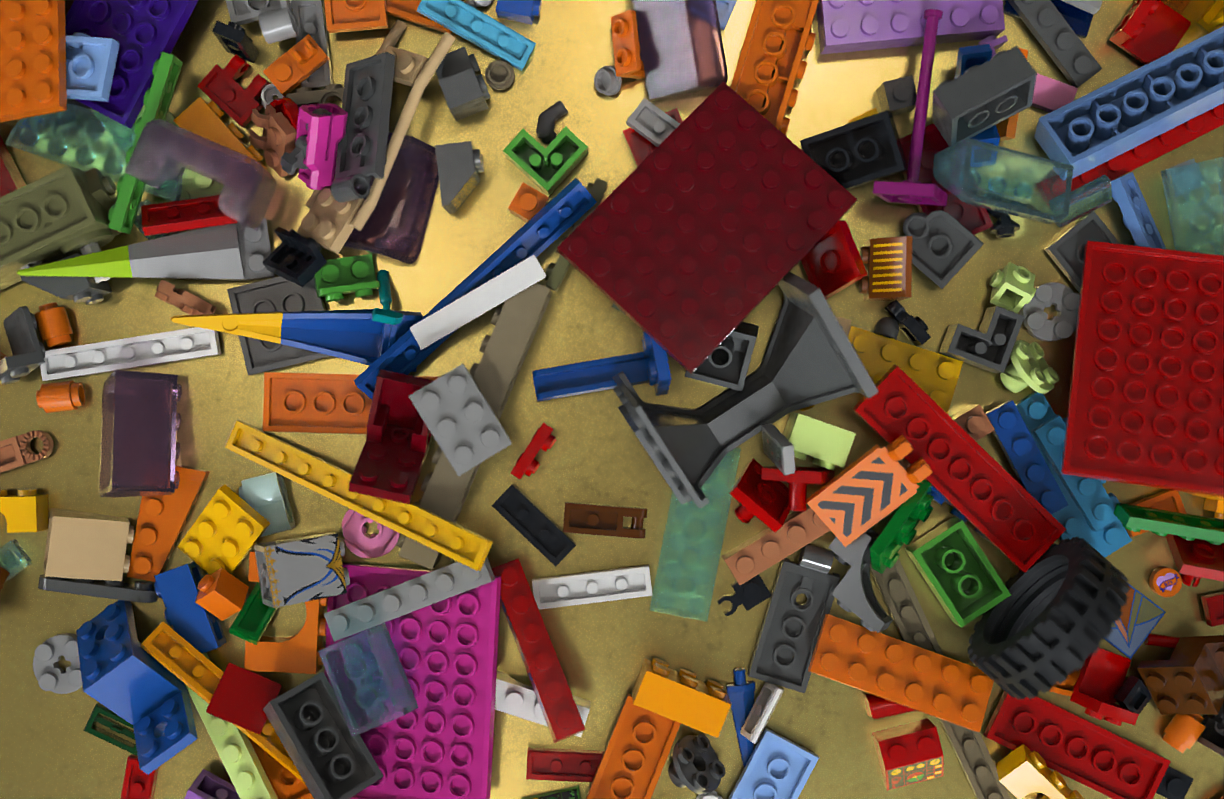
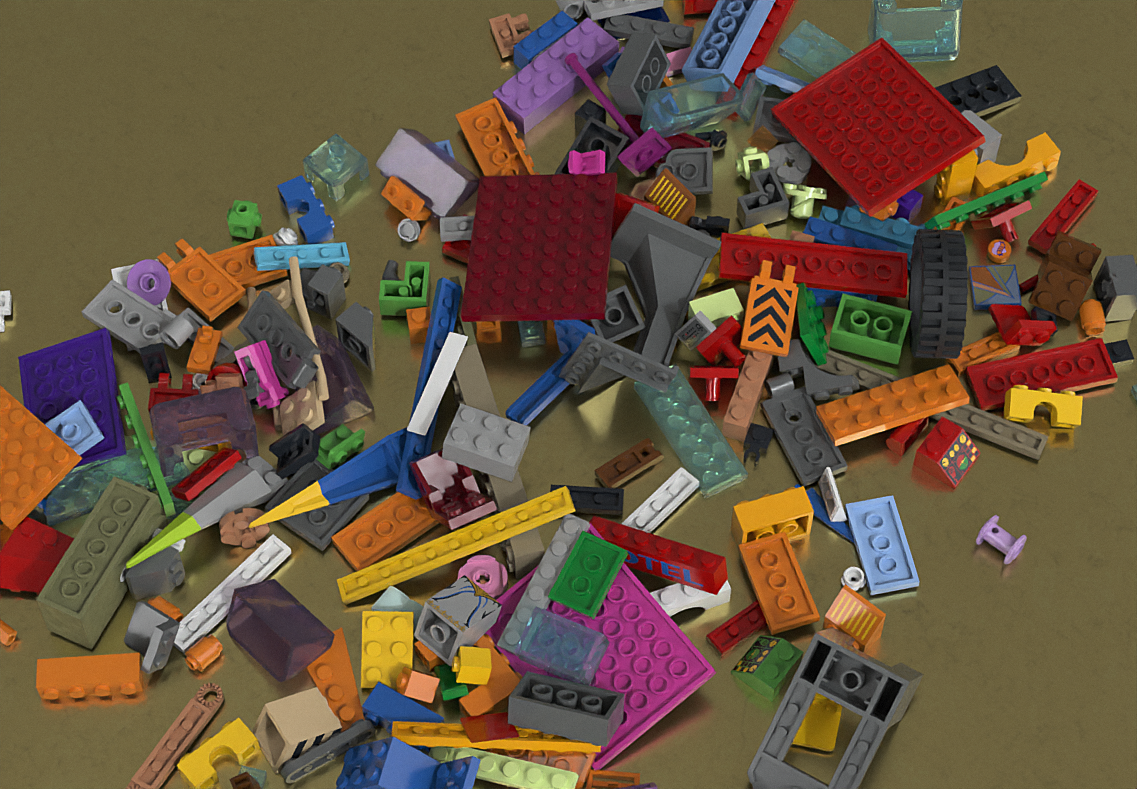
camera: 45 degrees left, 30 degrees down
(276, 626) = (472, 665): none -> yellow brick
(385, 315) = (377, 435): teal piece -> none
(449, 630) = (588, 575): none -> green plate
(526, 462) = (548, 450): red plate -> none
(695, 765) = (819, 558): dark grey plate -> none
(836, 164) = (586, 163): none -> dark pink bracket
(1048, 266) = (763, 139): none -> clear orange tile

